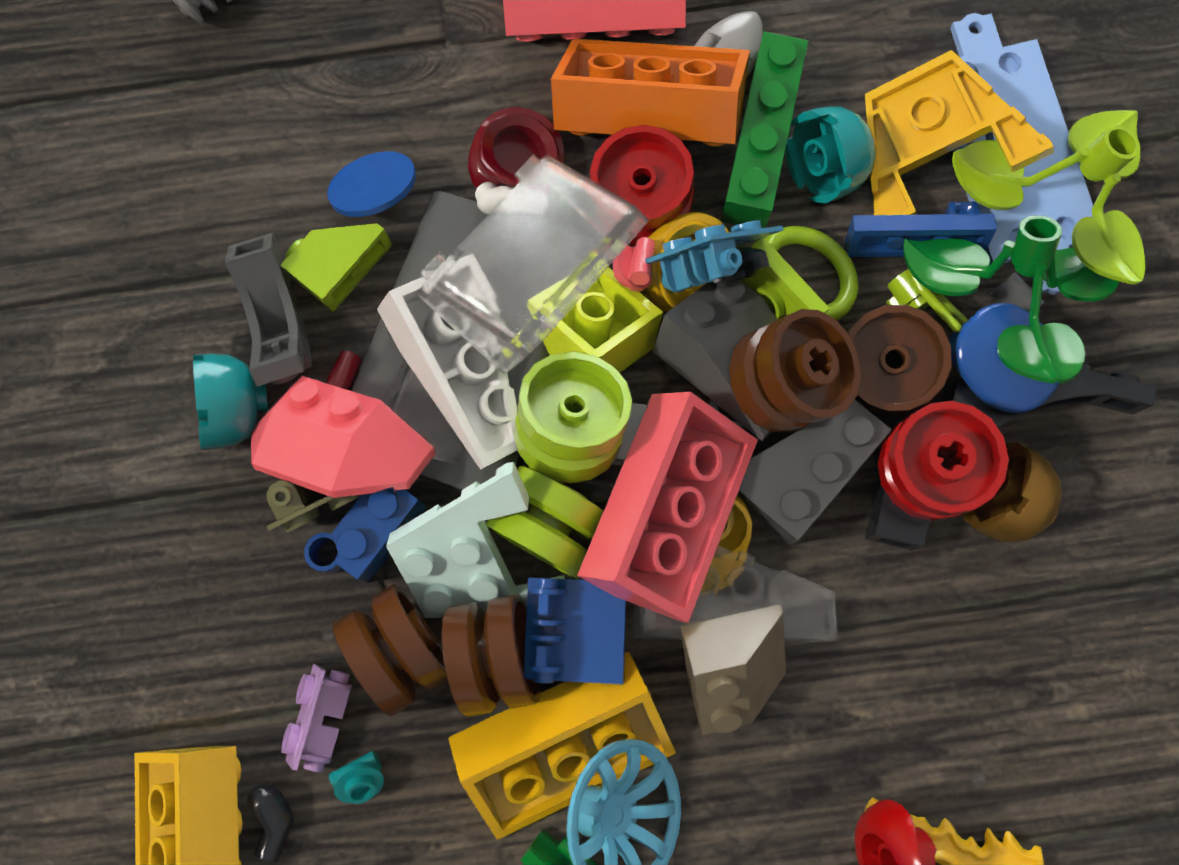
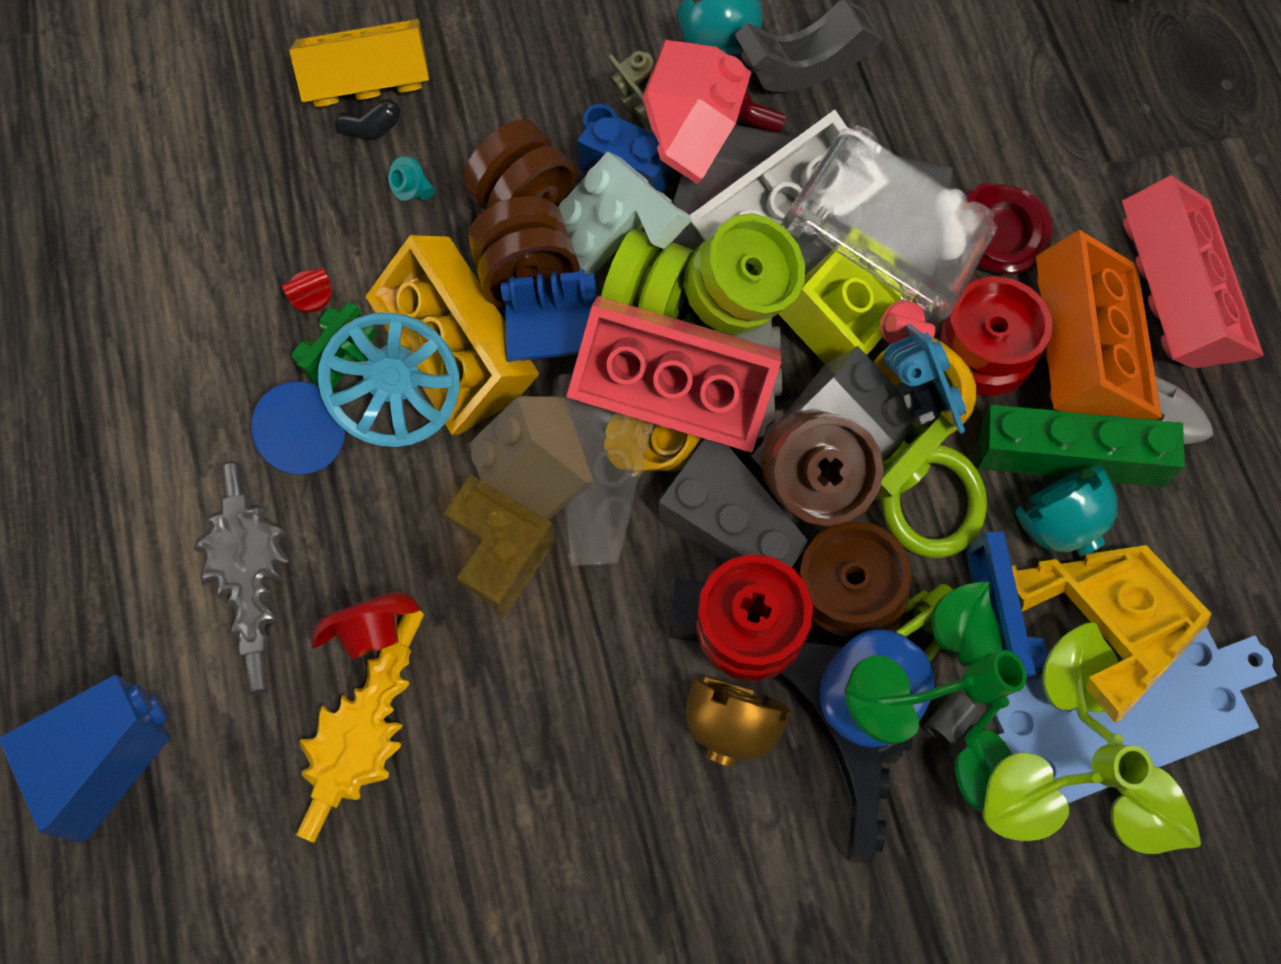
camera: 80 degrees right, 10 degrees down
(309, 737) = (441, 136): lavender hinge -> none
(335, 260) = (866, 95): lime slope -> none
(371, 184) = (946, 112): blue piece -> none
(814, 699) = (511, 543): none -> clear yellow panel

